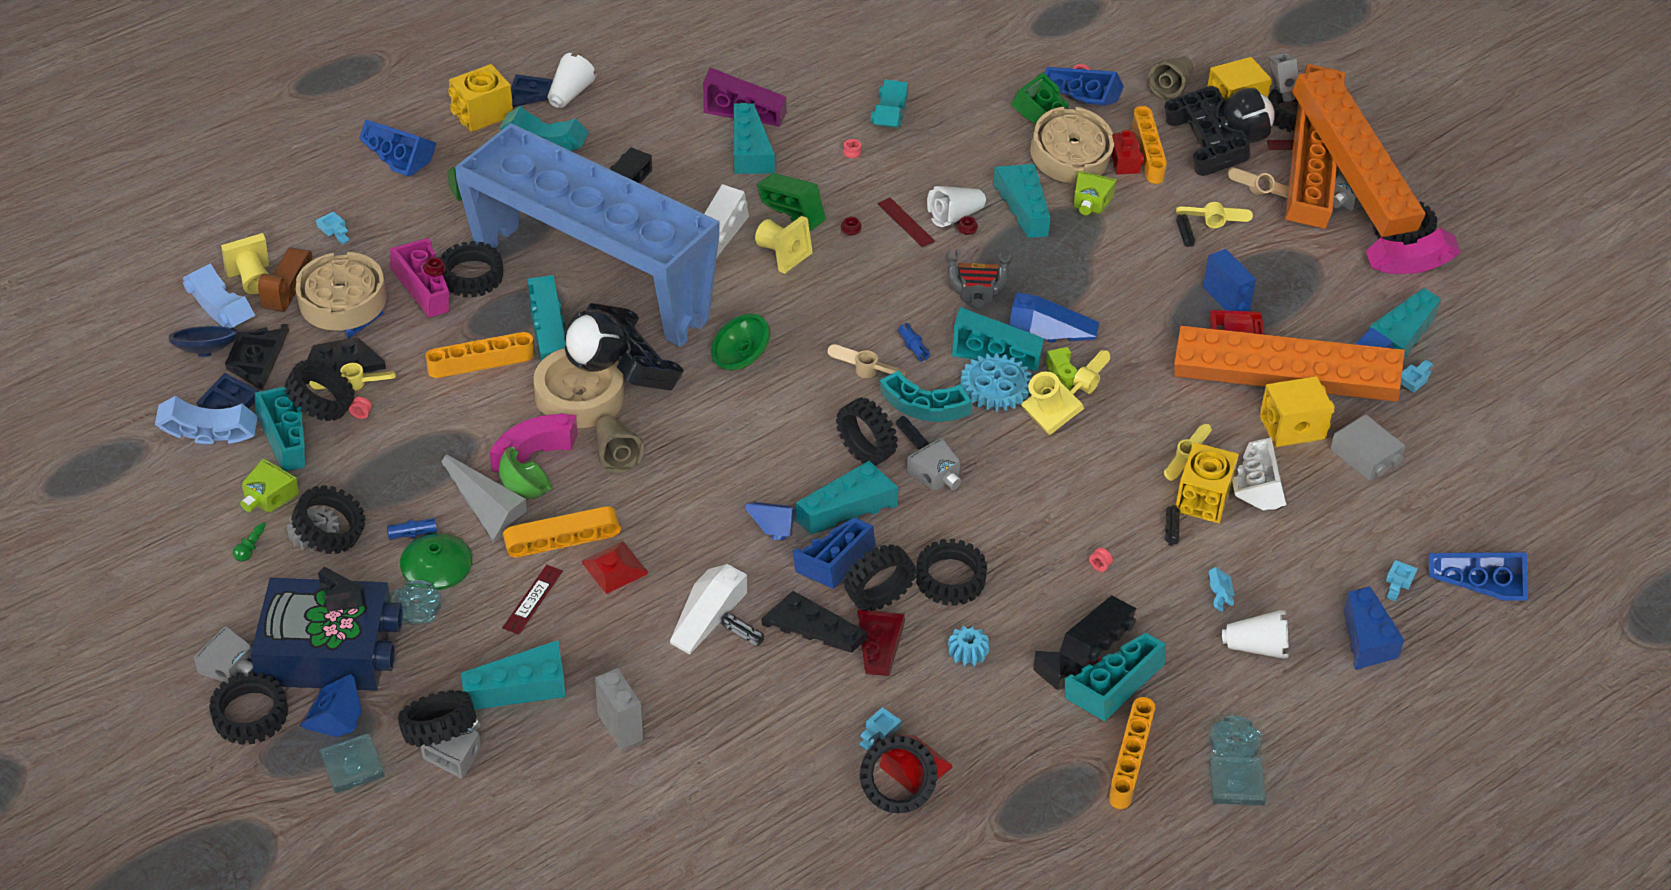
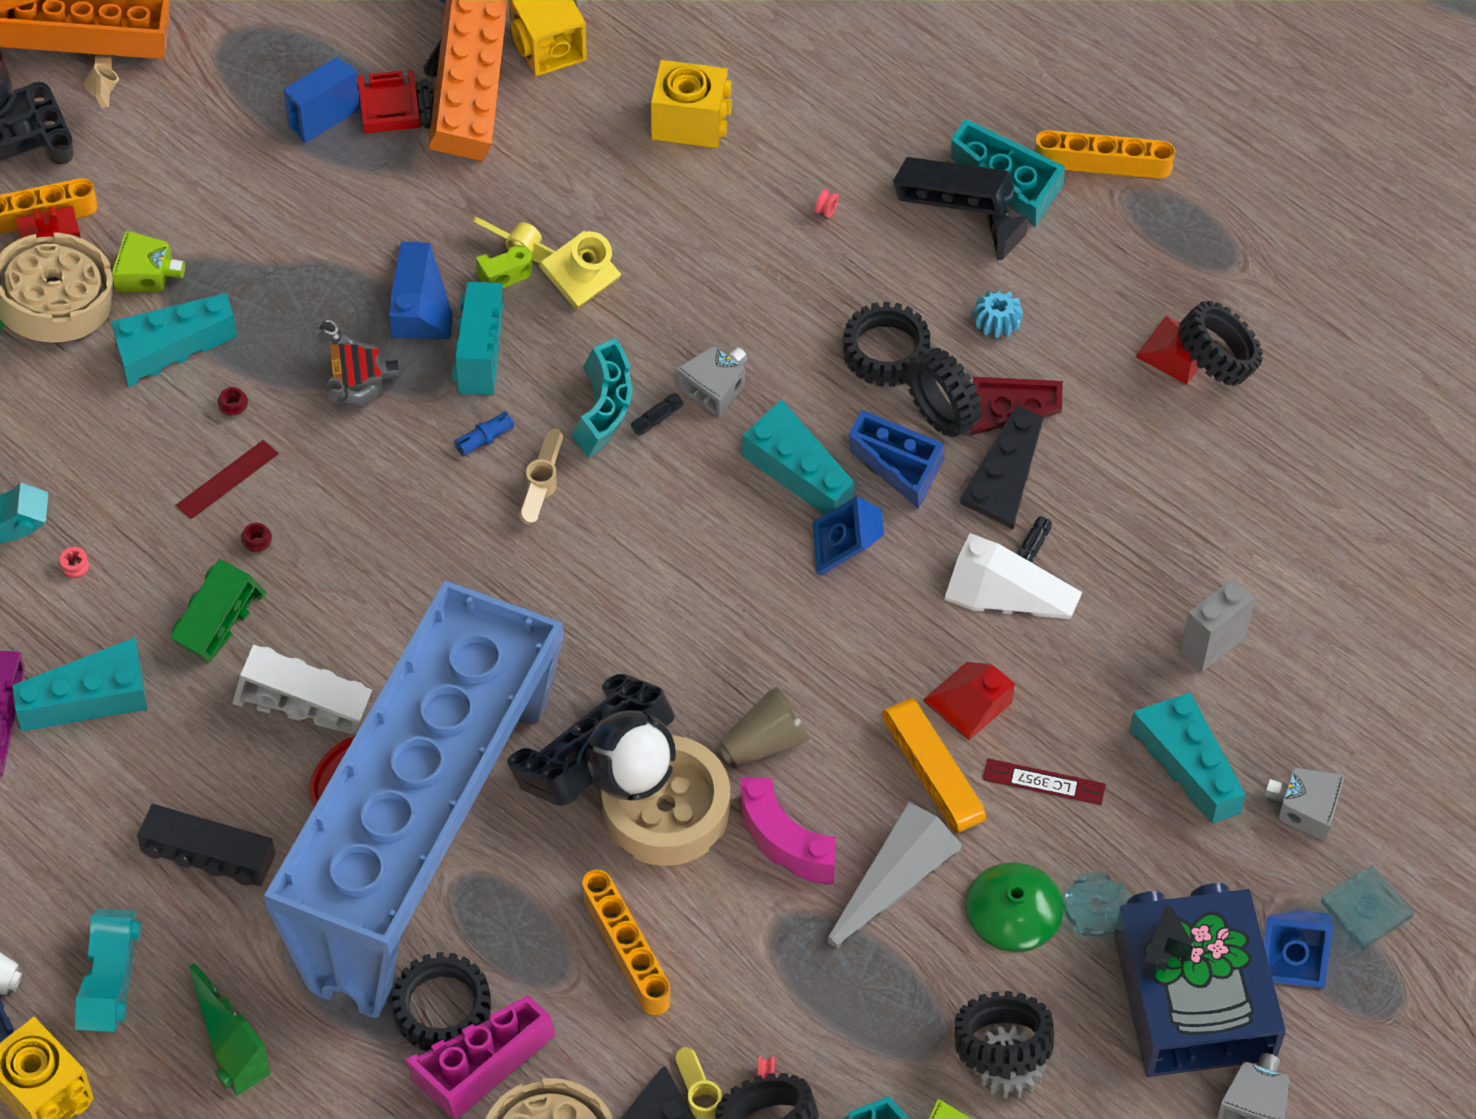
camera: 100 degrees left, 10 degrees up
(252, 730) = (1345, 1018): black tyre -> none
(411, 528) = (974, 944): blue pin -> none
(421, 728) = (1259, 792): black tyre -> none
(434, 267) = (484, 1014): dark red plate -> none
(523, 479) = (863, 820): bright green cylinder -> none
(546, 315) = (550, 863): teal wedge -> none
(740, 342) = (557, 599): green dish -> none
(790, 243) = (325, 594): light yellow plant -> none
(876, 421) = (698, 439): black tyre -> none
(881, 726) = (1140, 382): medium azure plate -> none
(953, 203) = (204, 414): white cone -> none
(996, 382) = (526, 328): medium azure gear -> none
(1172, 525) = (749, 143): black axle -> none
(1179, 461) = (625, 125): light yellow piece -> none
(1185, 230) = (200, 162): black axle -> none
(1222, 586) = (835, 92): medium azure plate -> none
(1223, 214) = (169, 130): light yellow piece -> none
(1235, 726) = (1051, 83): clear light blue plate -> none
(1237, 781) = (1110, 66): clear light blue plate -> none
(1259, 477) = (640, 60): white wedge -> none
(1259, 635) = (909, 46): white cone -> none

